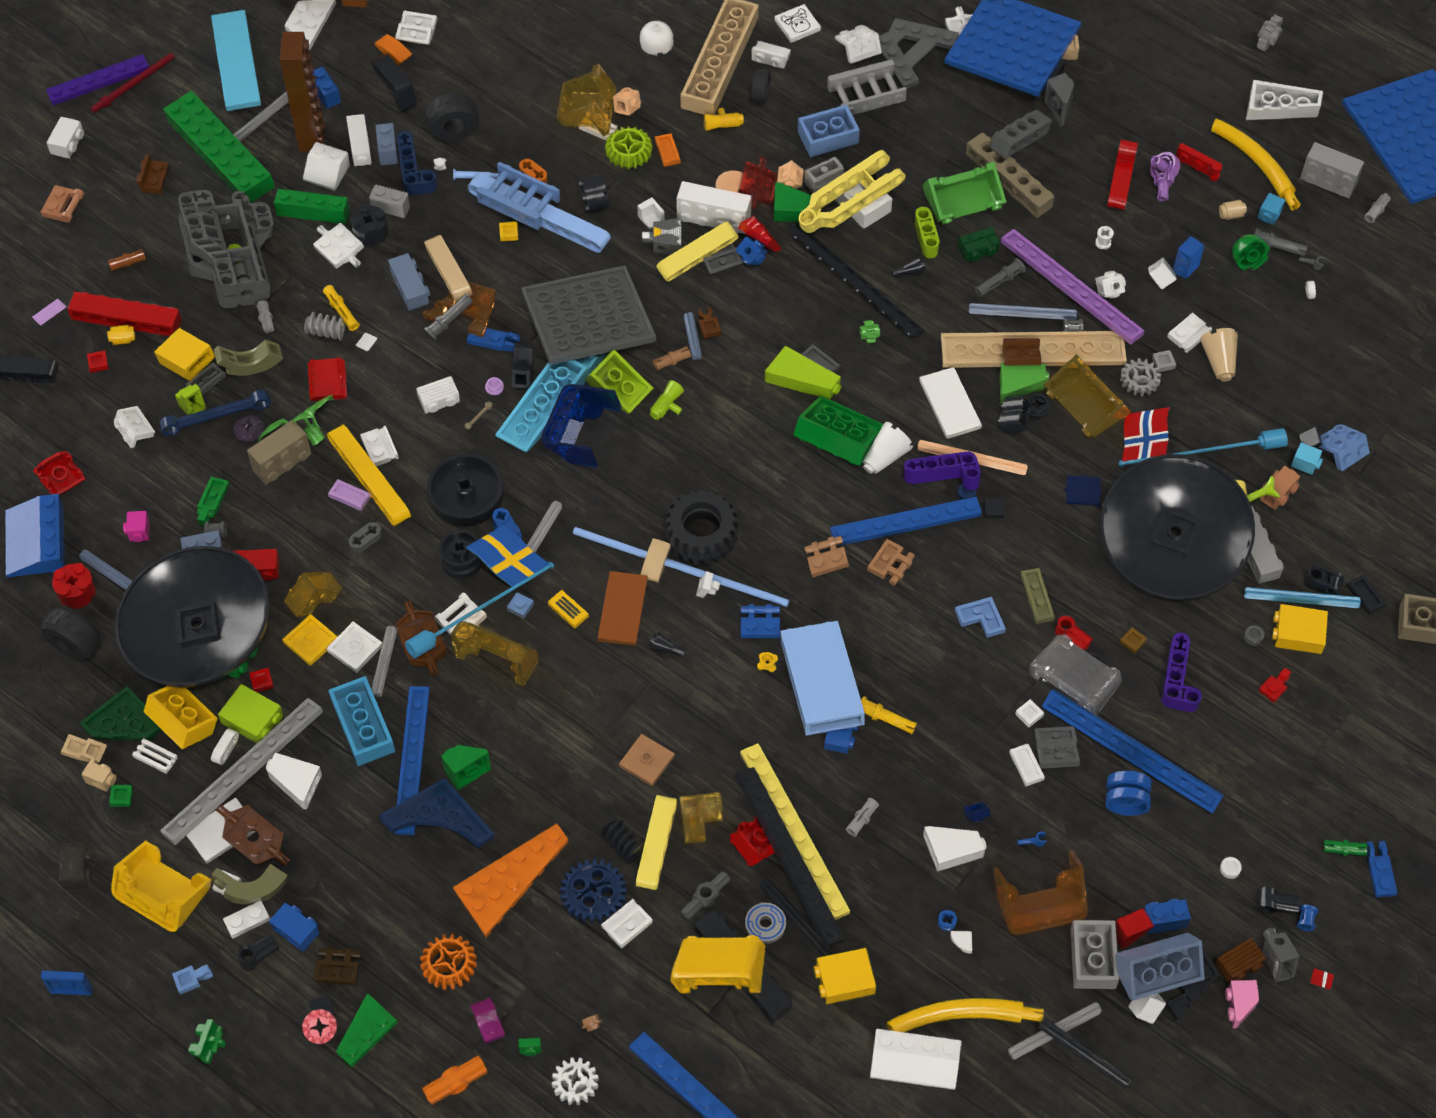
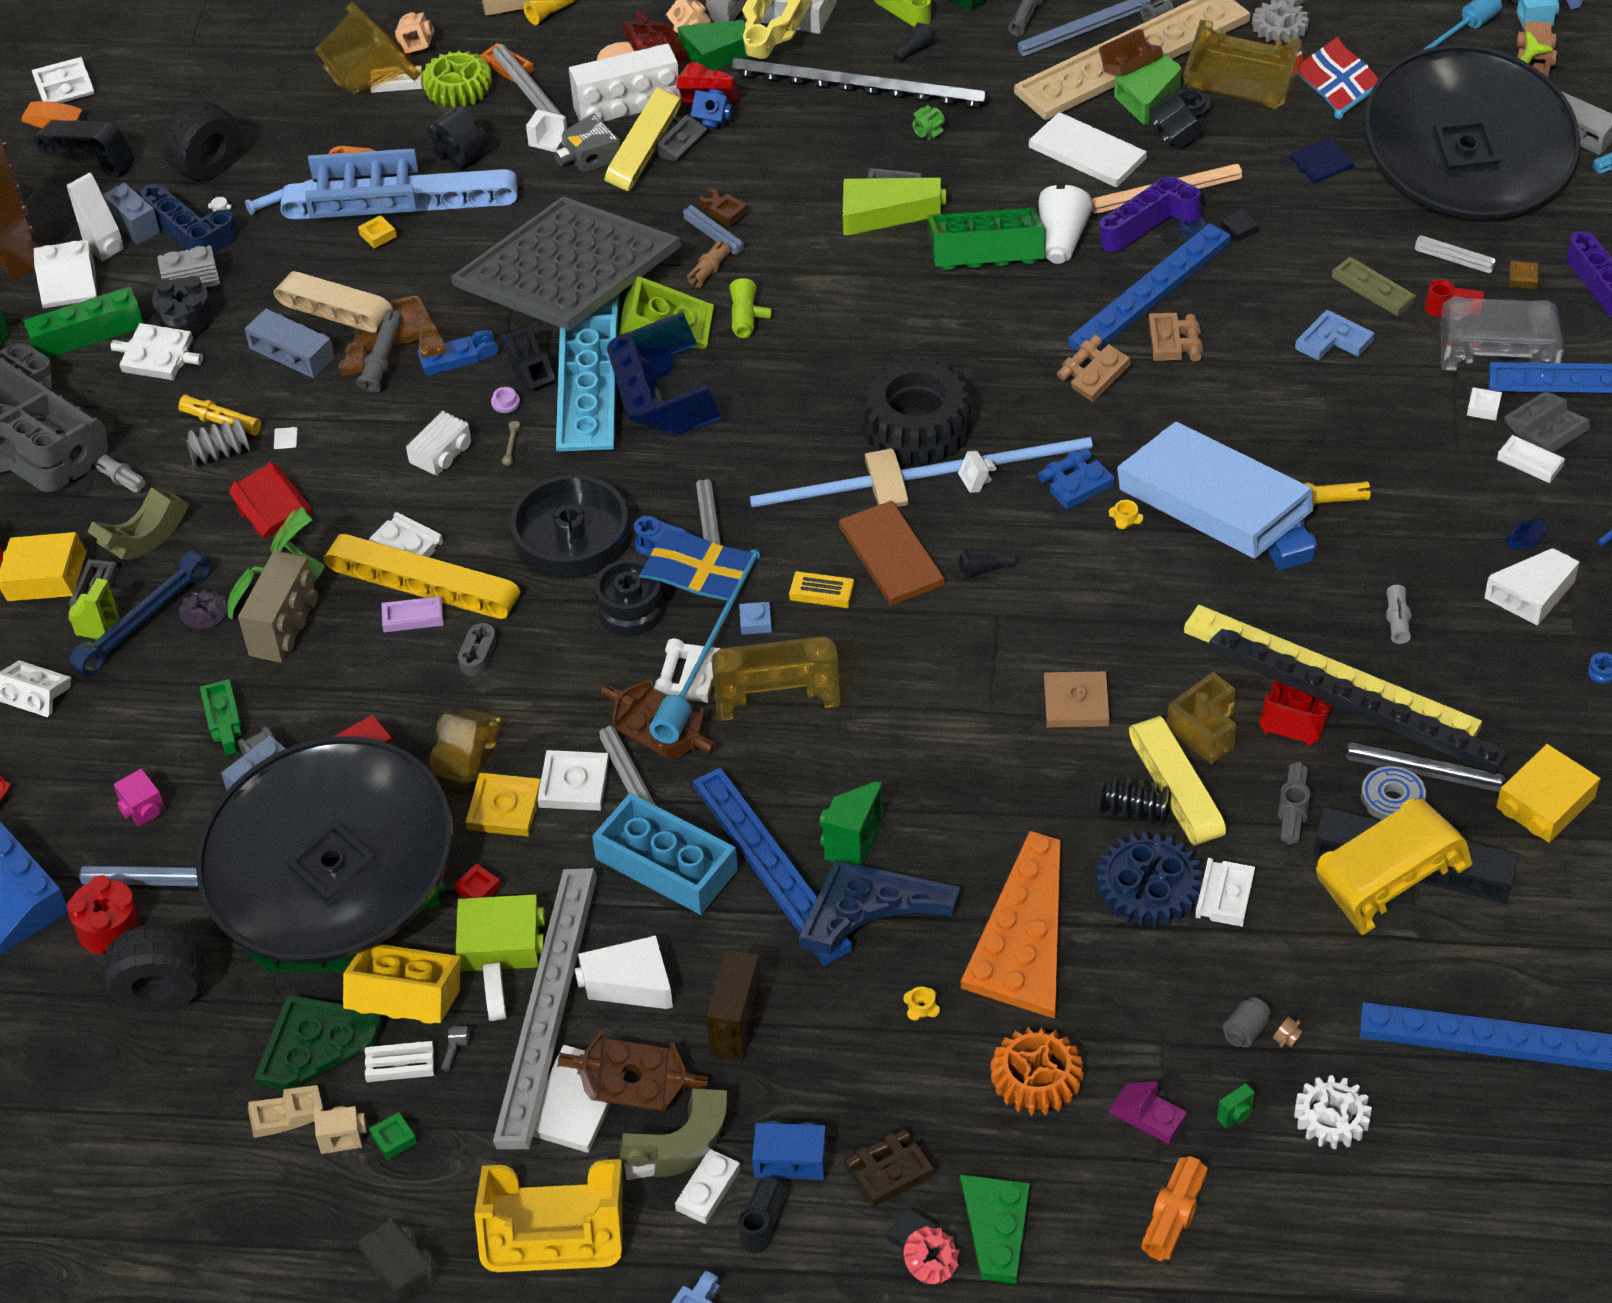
camera: 30 degrees left, 10 degrees down
(190, 760) = (456, 1037): none -> dark grey hand
(326, 830) = (734, 1004): none -> dark brown brick
(424, 881) = (921, 995): none -> yellow plate
(574, 1004) = (1246, 1022): none -> dark grey brick
(664, 175) = (524, 80): none -> light grey axle
(1104, 602) = (1455, 254): none -> light grey axle

